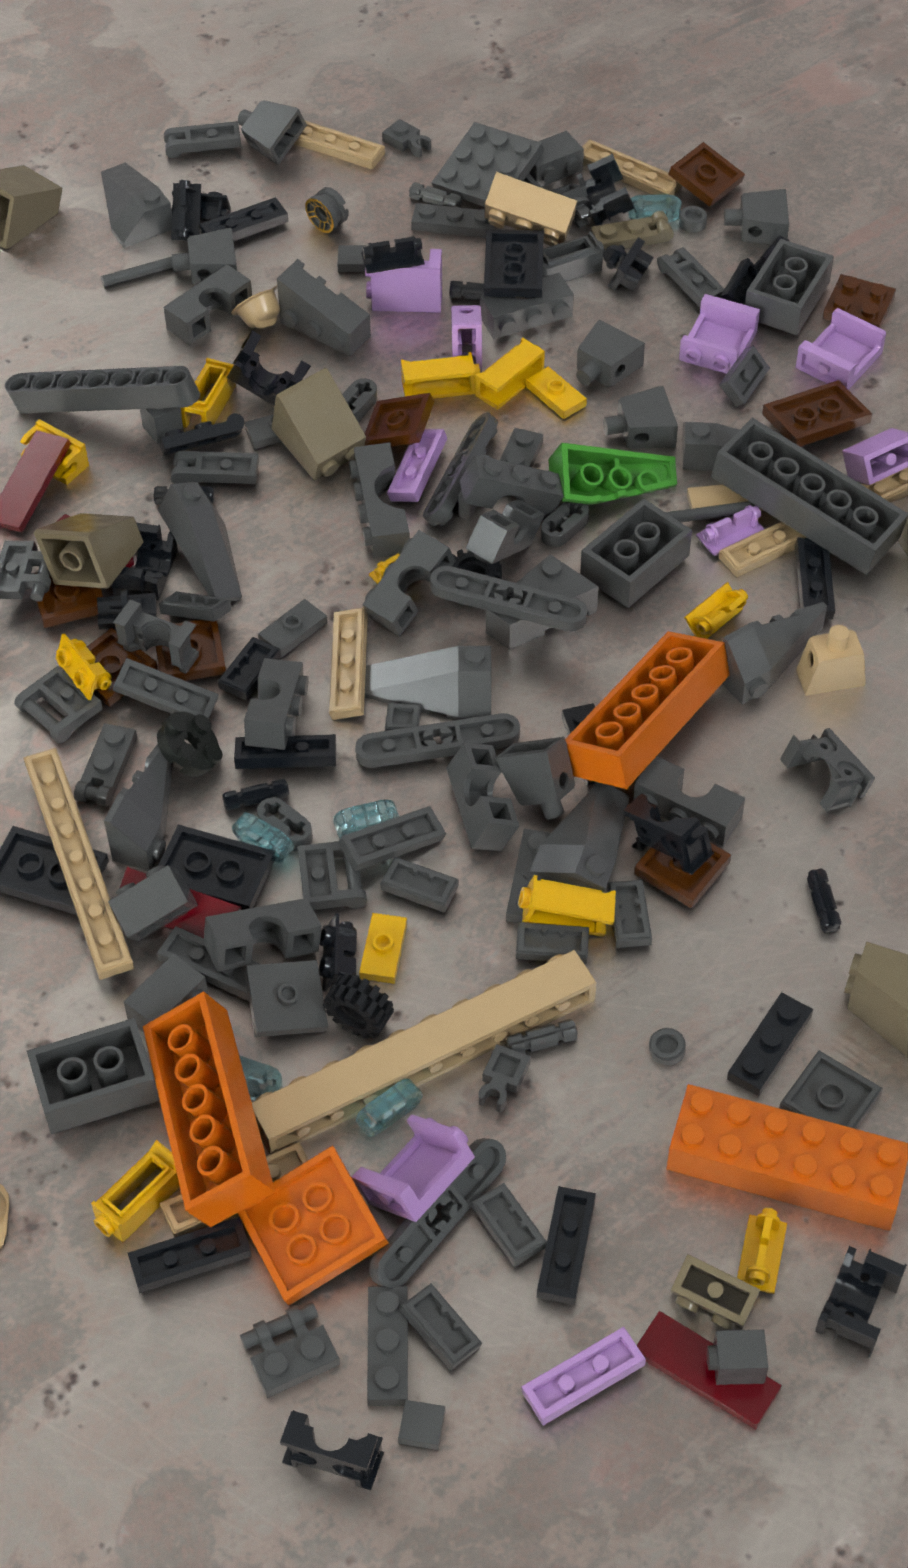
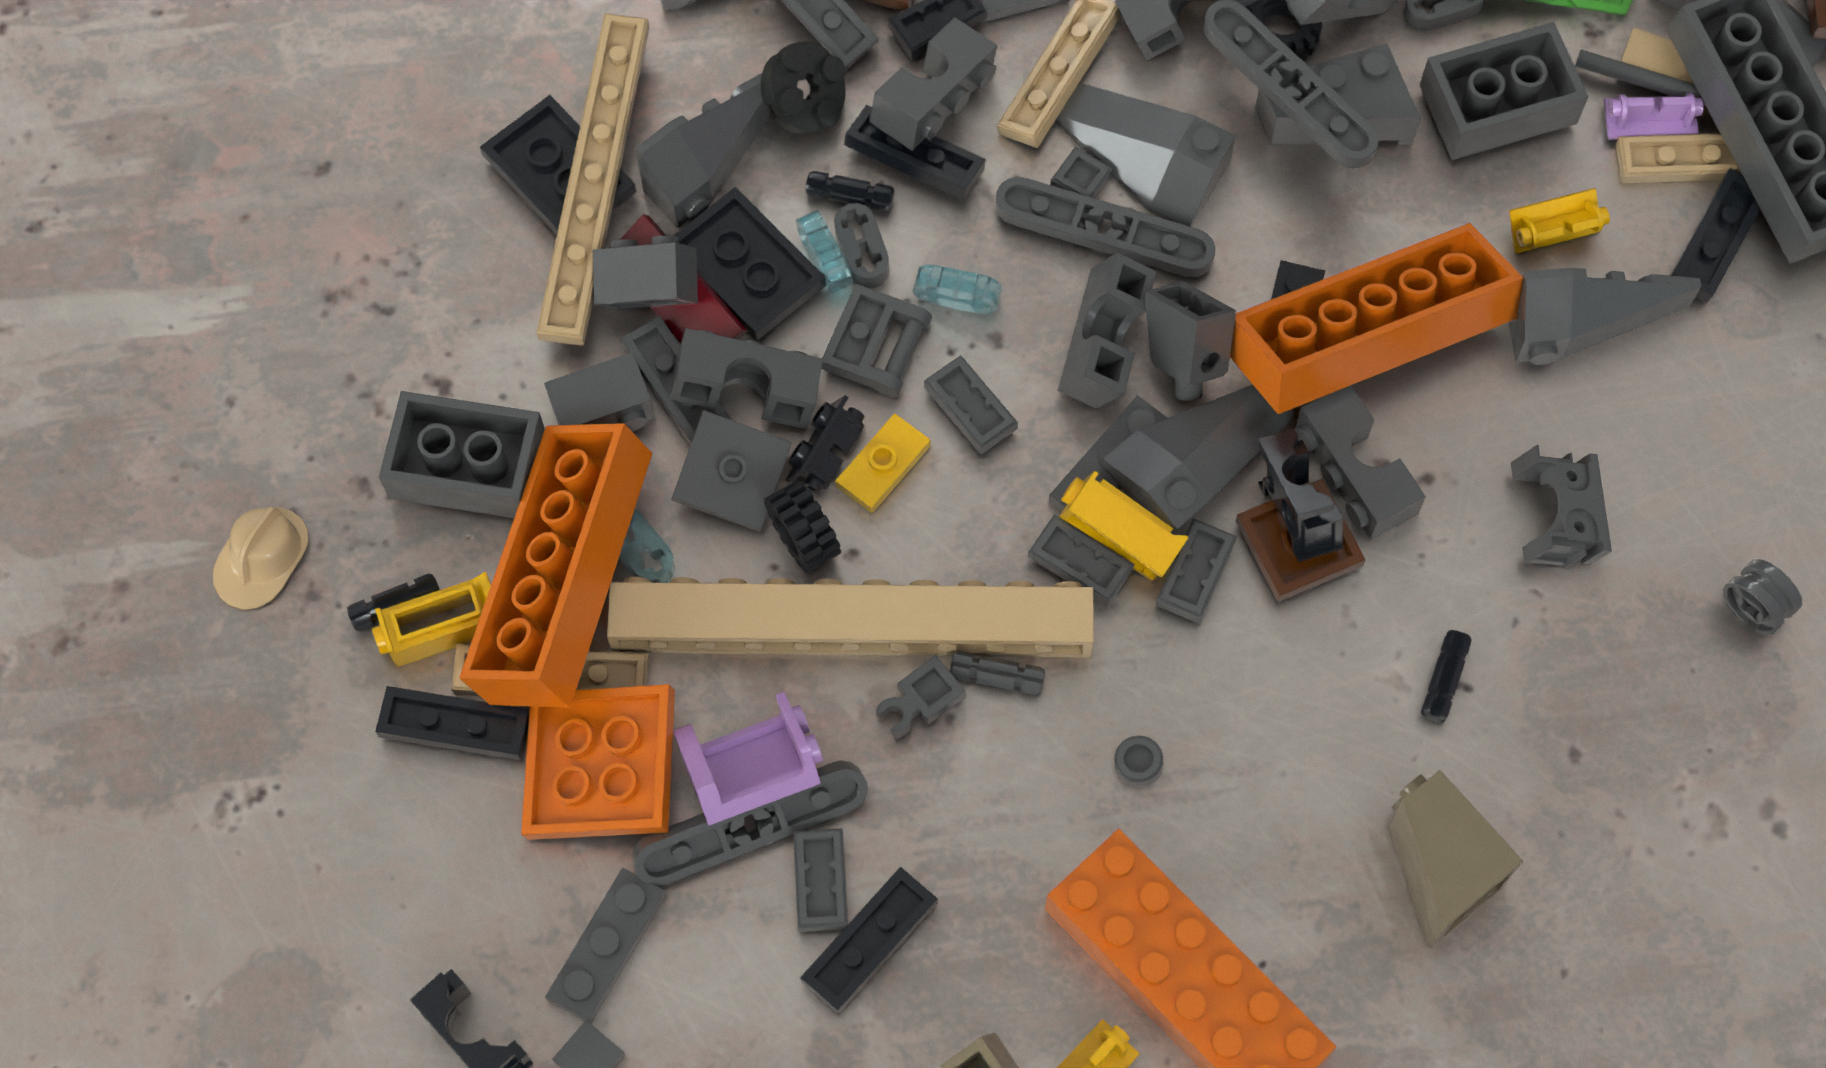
camera: 30 degrees right, 15 degrees up
(78, 1216) = (363, 614): none -> black axle
(106, 764) = (701, 65): dark grey plate -> none
(295, 1359) = (499, 906): dark grey plate -> none
(389, 1107) = (770, 666): clear light blue beam -> none
(392, 838) = (970, 330): dark grey plate -> none
(440, 1326) = (672, 958): dark grey plate -> none
(769, 1044) = (1262, 823): black plate -> none
(831, 1093) = (1292, 928): dark grey tile -> none
(832, 662) = (1658, 367): tan torso -> none

